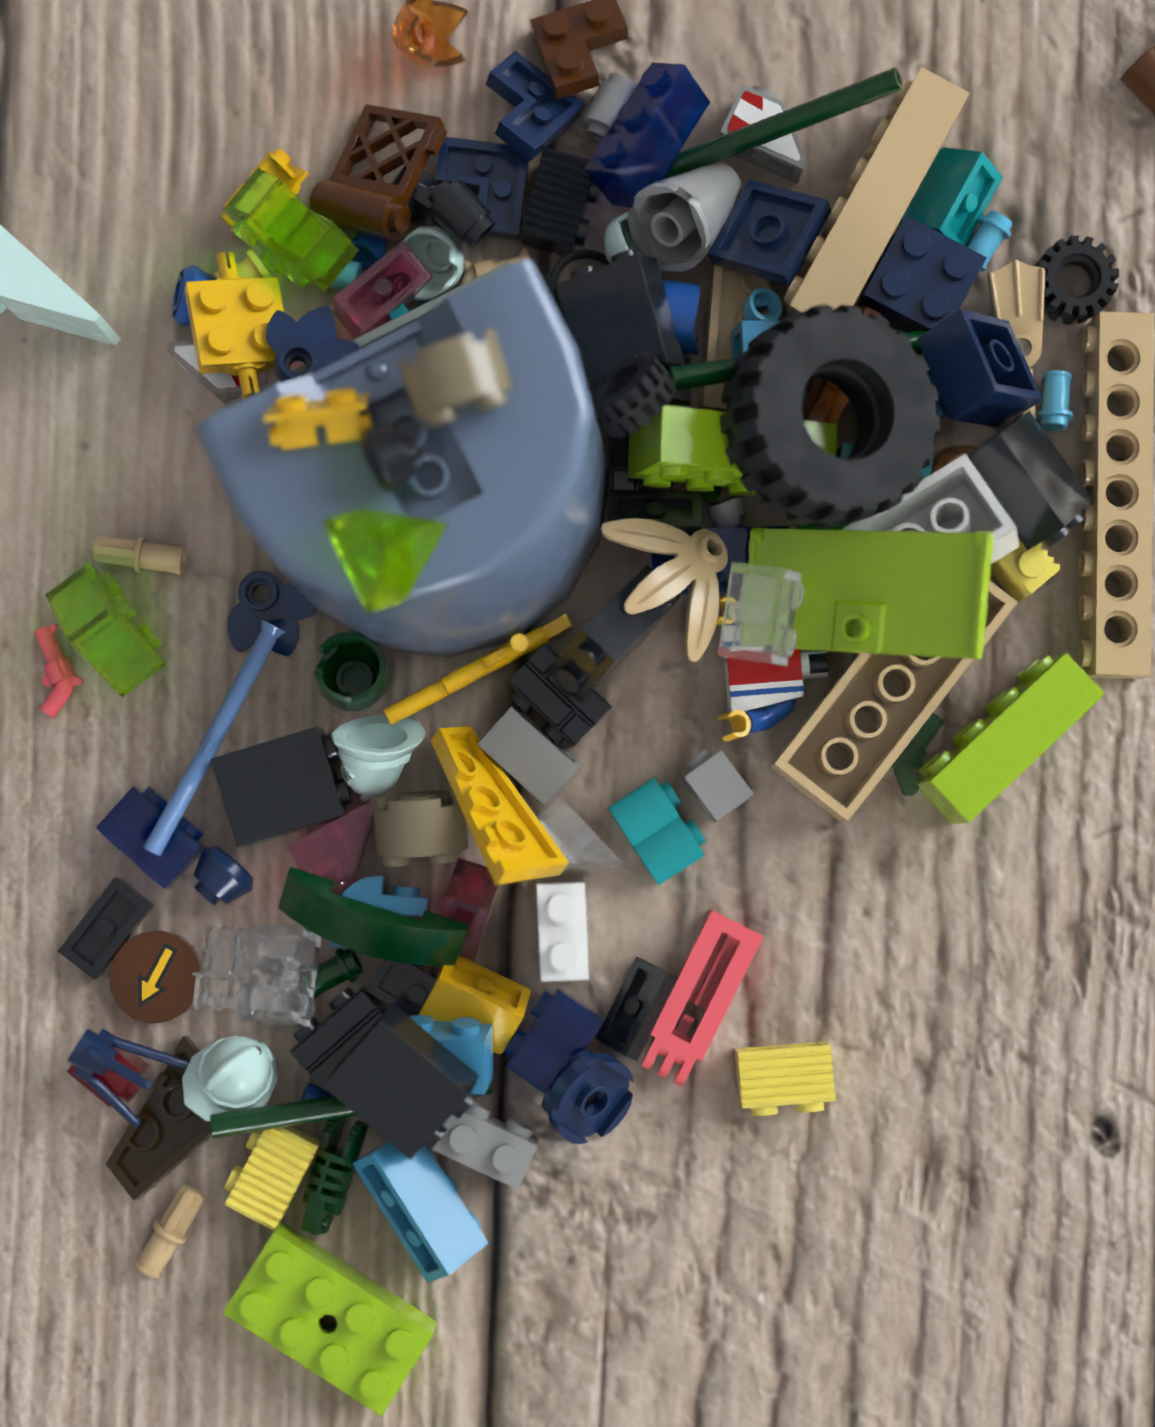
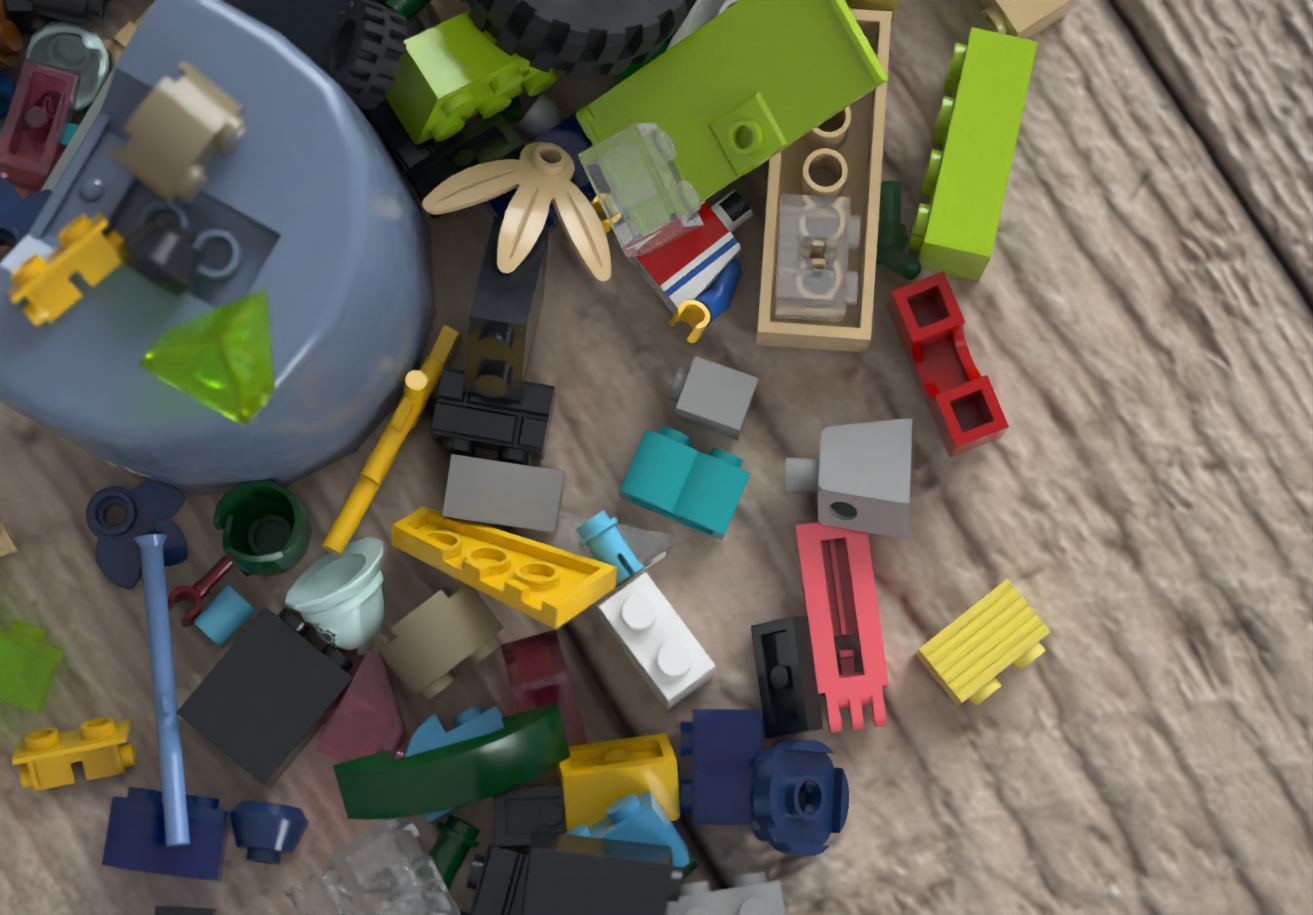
camera: 30 degrees left, 5 degrees down
(111, 727) = (52, 753): none -> yellow hinge
(283, 683) = (199, 590): none -> dark red hand
(288, 712) = (224, 616): none -> medium azure hinge
(574, 843) = (608, 545): none -> medium azure pin
(778, 908) = (860, 477): none -> light grey torso
(851, 713) = (808, 224): none -> clear brick
(891, 848) = (937, 350): none -> red arch

